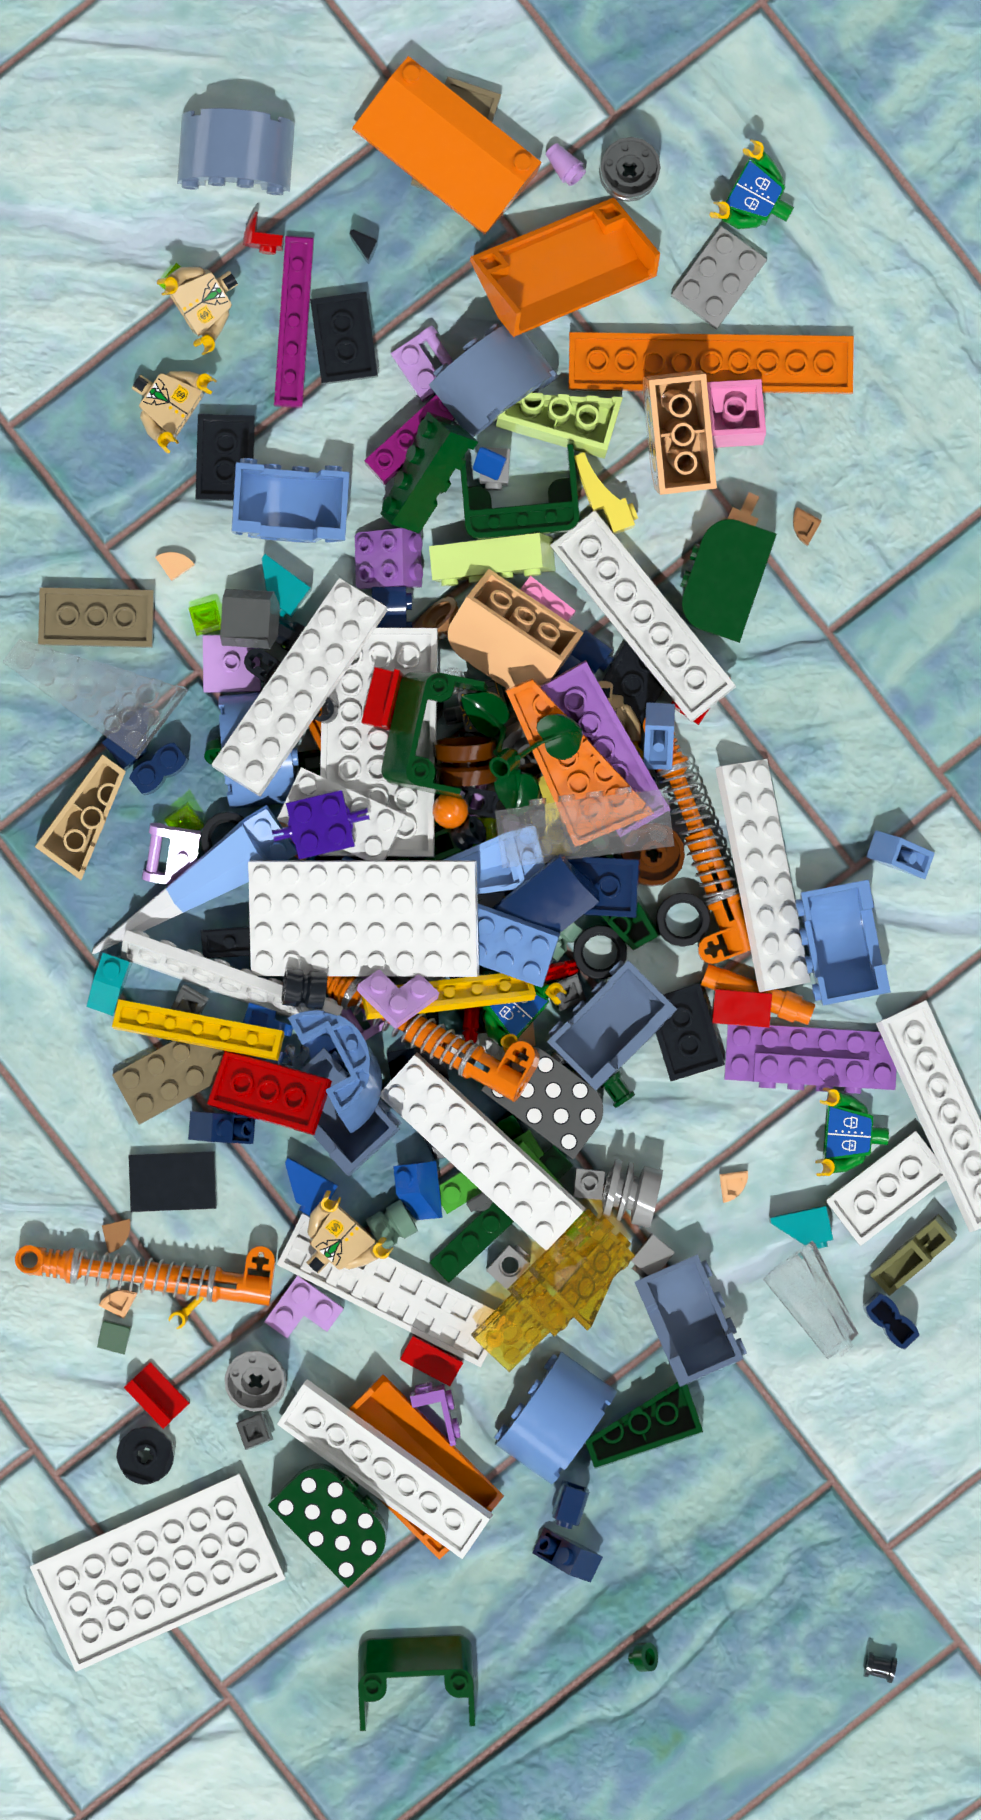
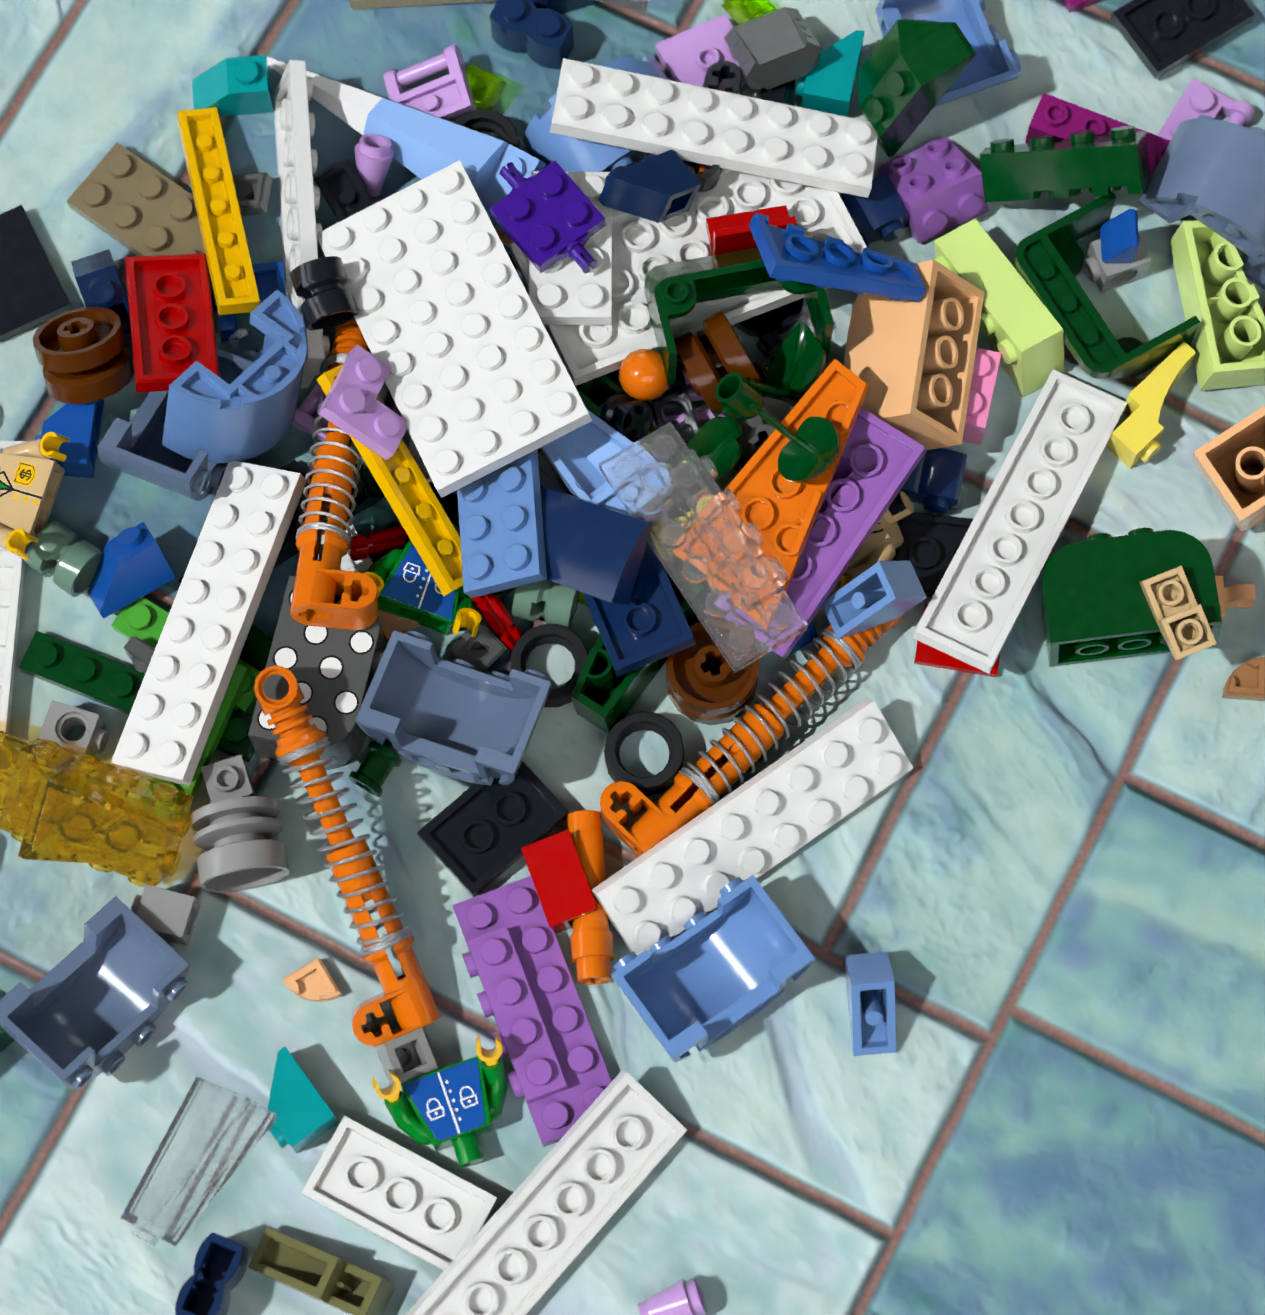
camera: 65 degrees right, 15 degrees down
(206, 913) = (373, 161): none -> lavender cone
(263, 1157) = (83, 355): none -> reddish brown wheel
(320, 545) = (910, 76): none -> dark green wedge
(328, 746) = (651, 188): none -> dark blue slope
(446, 665) = (833, 263): none -> blue wing
(682, 1131) = (351, 868): none -> orange piece
(760, 558) = (1178, 613): none -> tan slope
(812, 1142) = (419, 1054): none -> light grey plate

